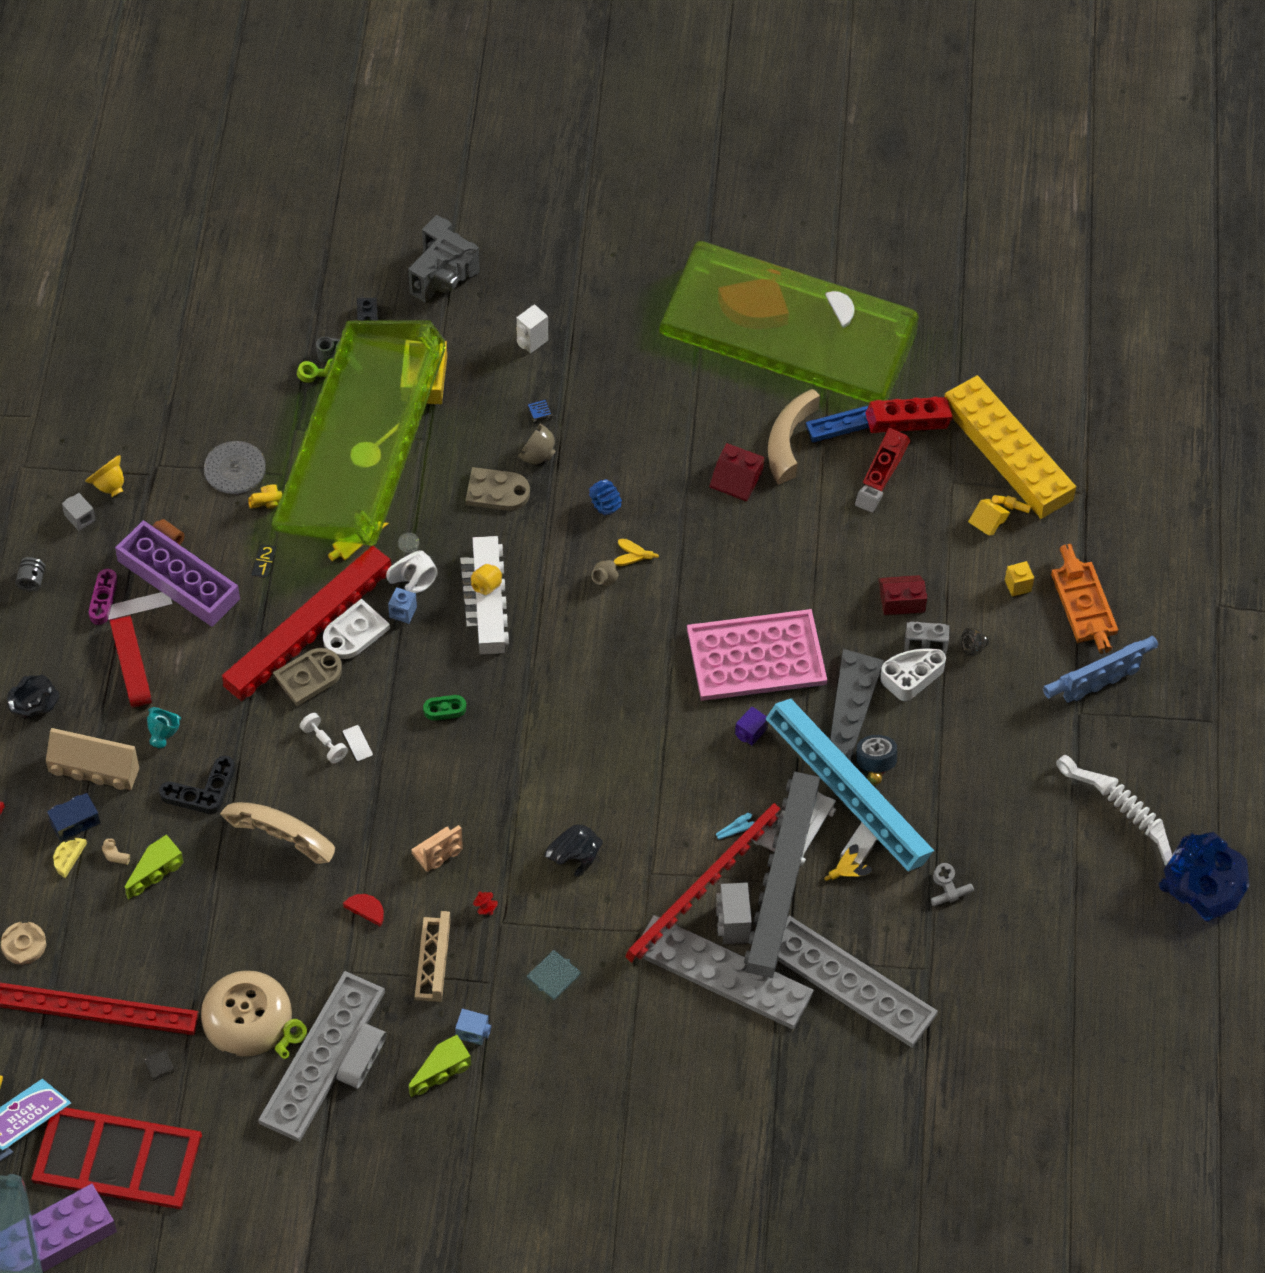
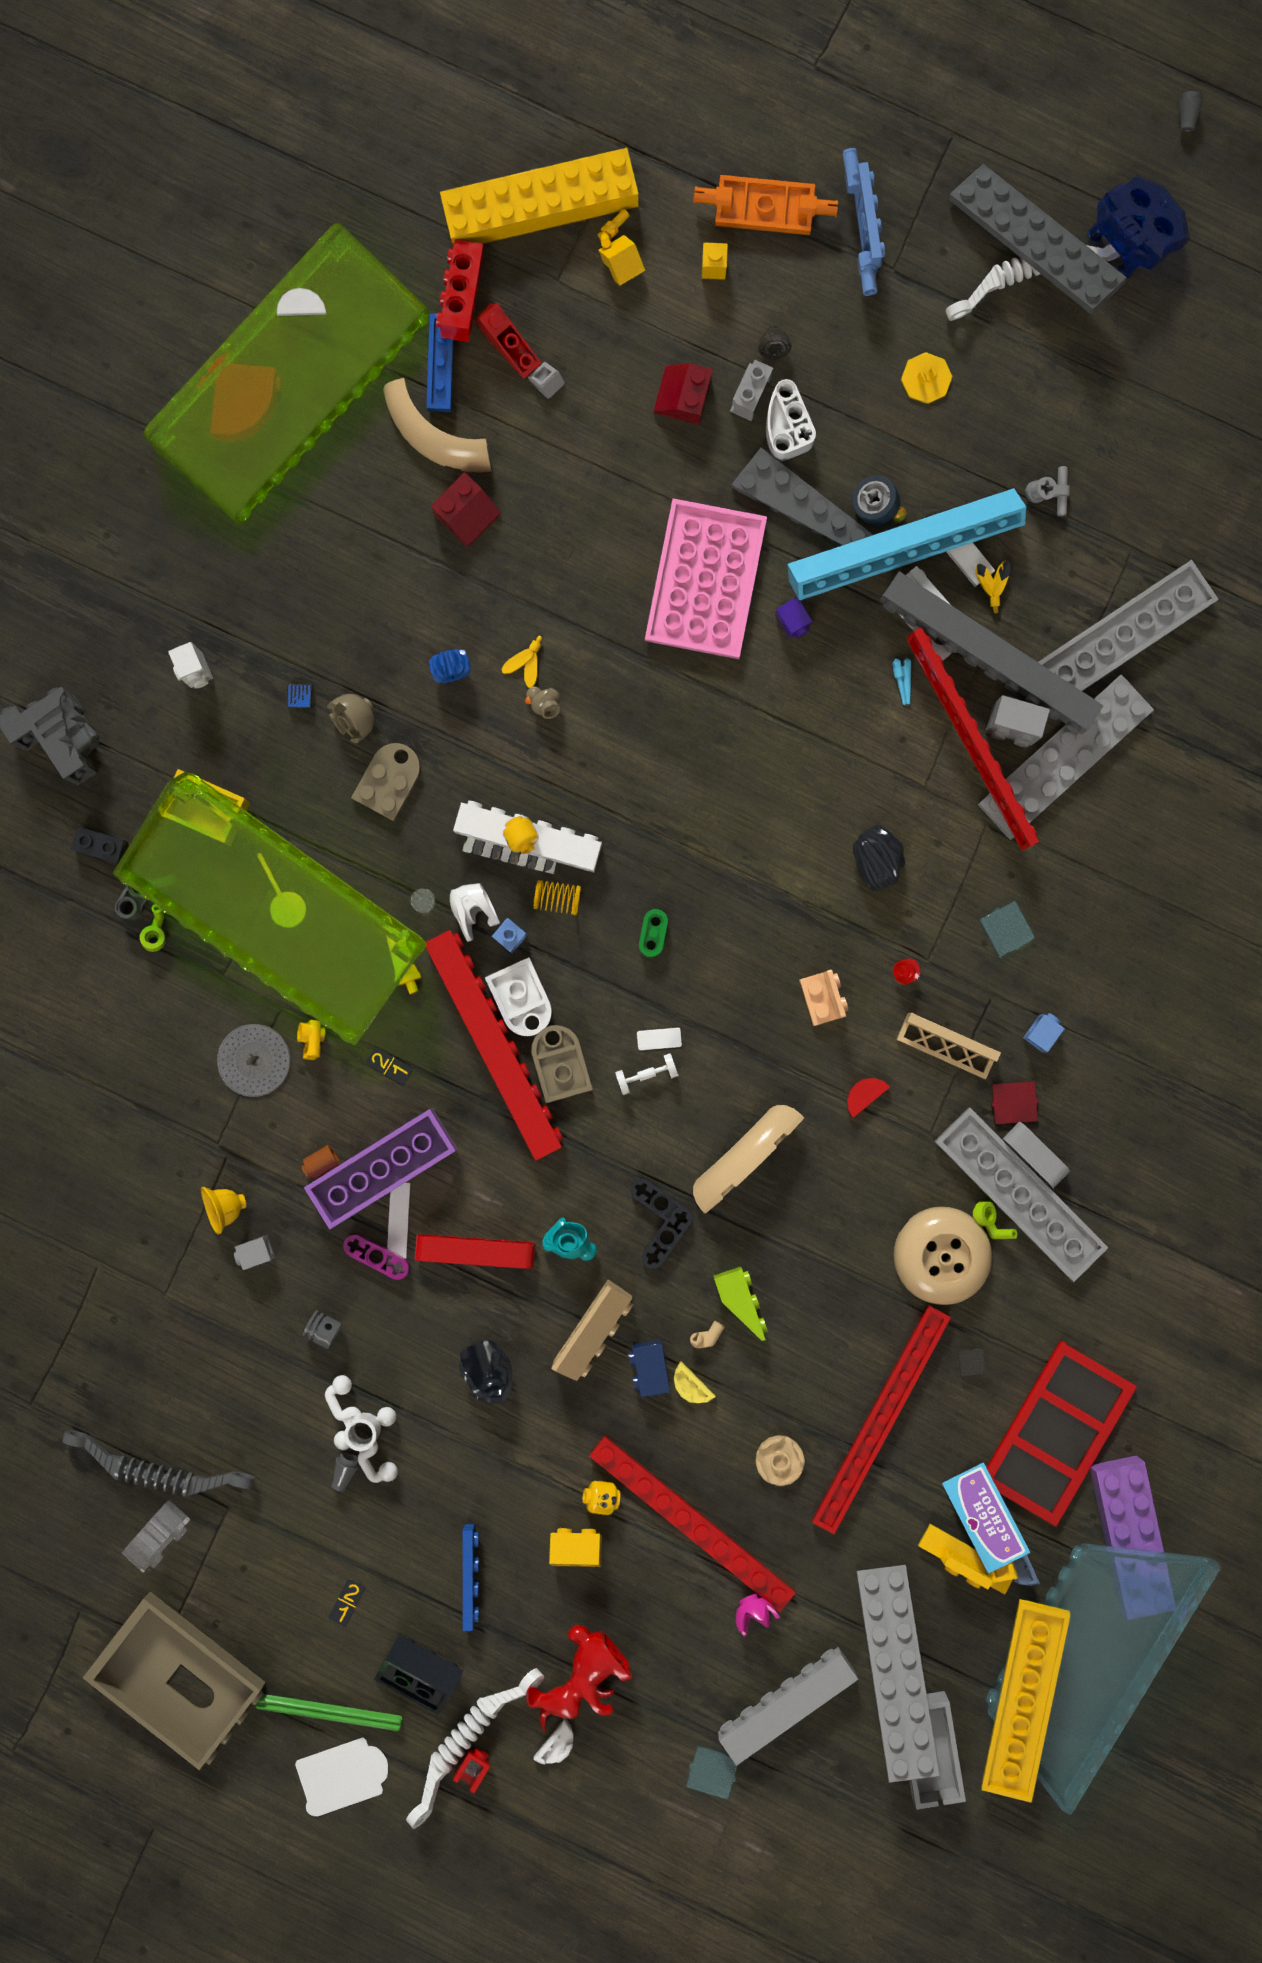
camera: 65 degrees left, 30 degrees up
(402, 1029) = (1014, 1102): none -> dark red piece
(444, 1061) = (1072, 1072): lime slope -> none
(447, 636) = (575, 900): none -> yellow piece
(1001, 765) = (926, 378): none -> yellow piece
(1151, 799) = (1037, 239): none -> dark grey plate

